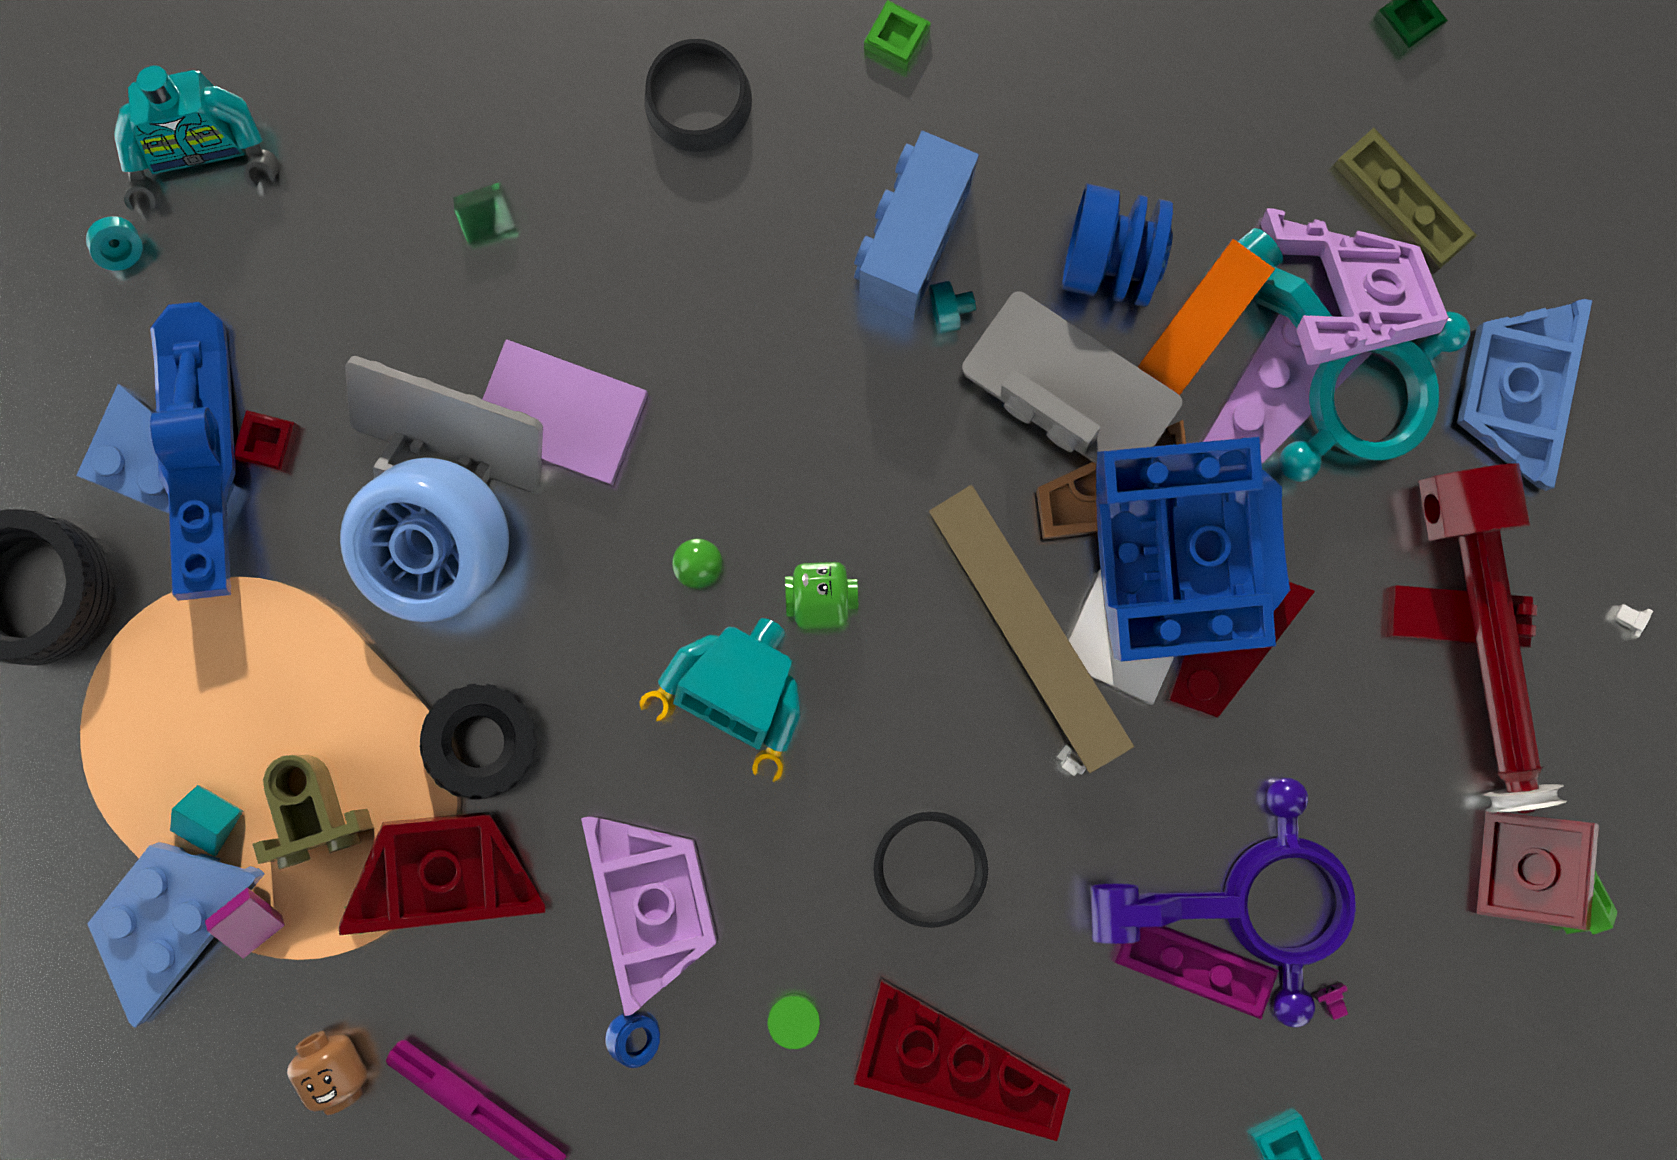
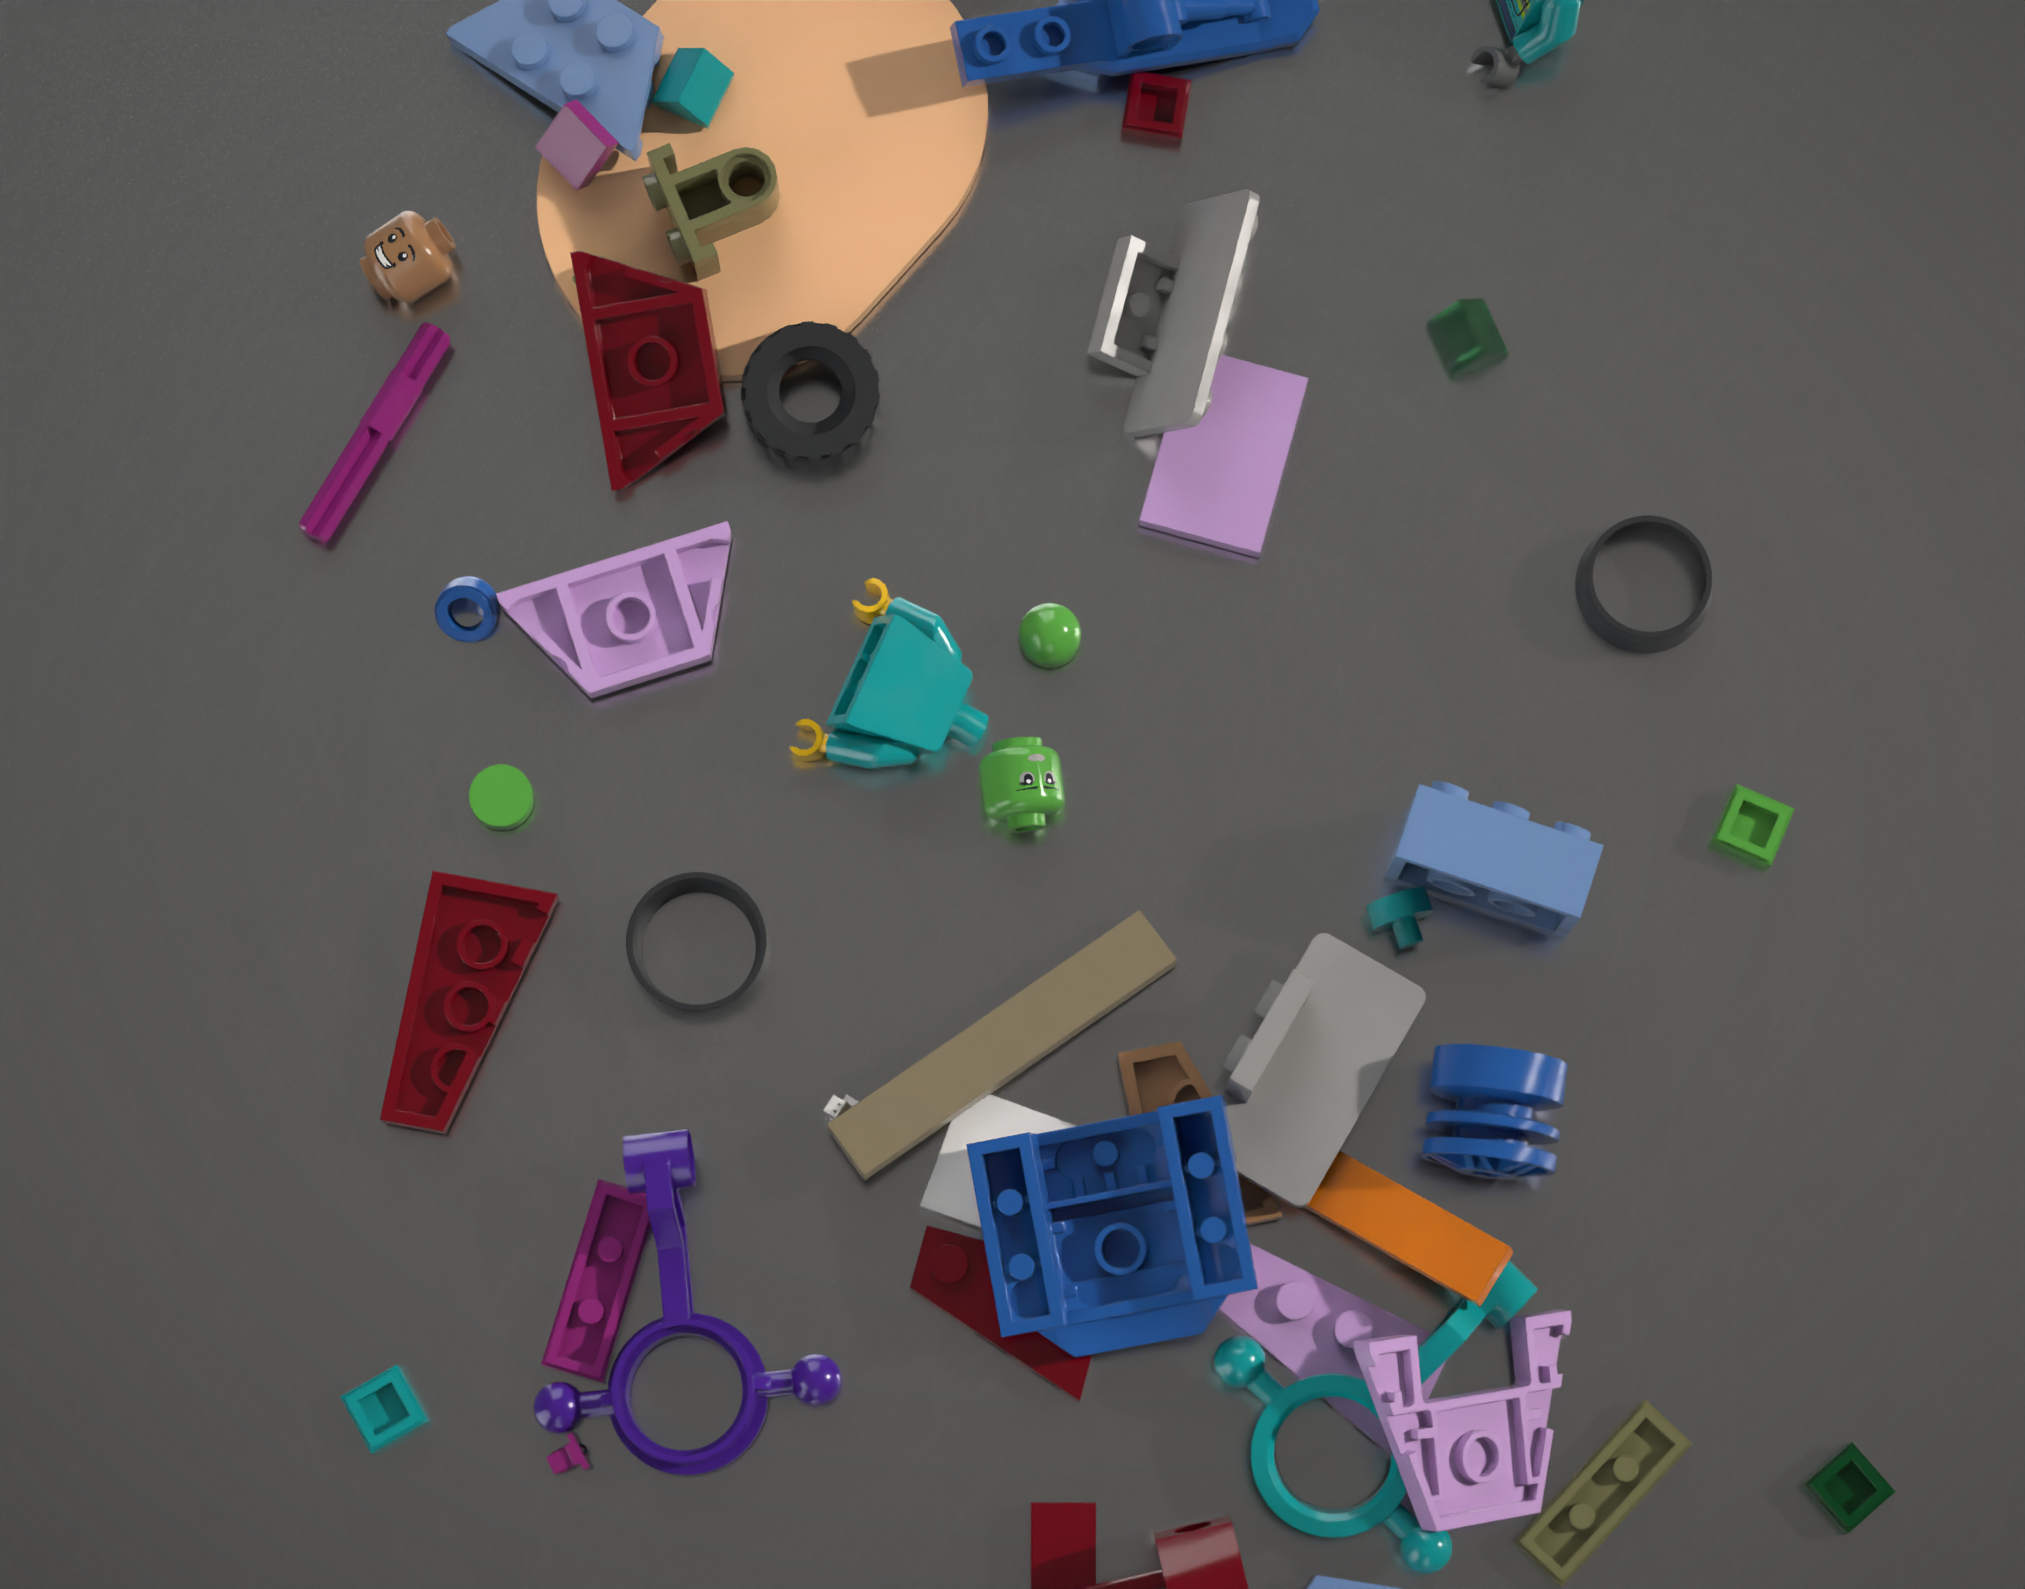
camera: 80 degrees right, 5 degrees down
(424, 539) = (1046, 303): light blue wheel -> none

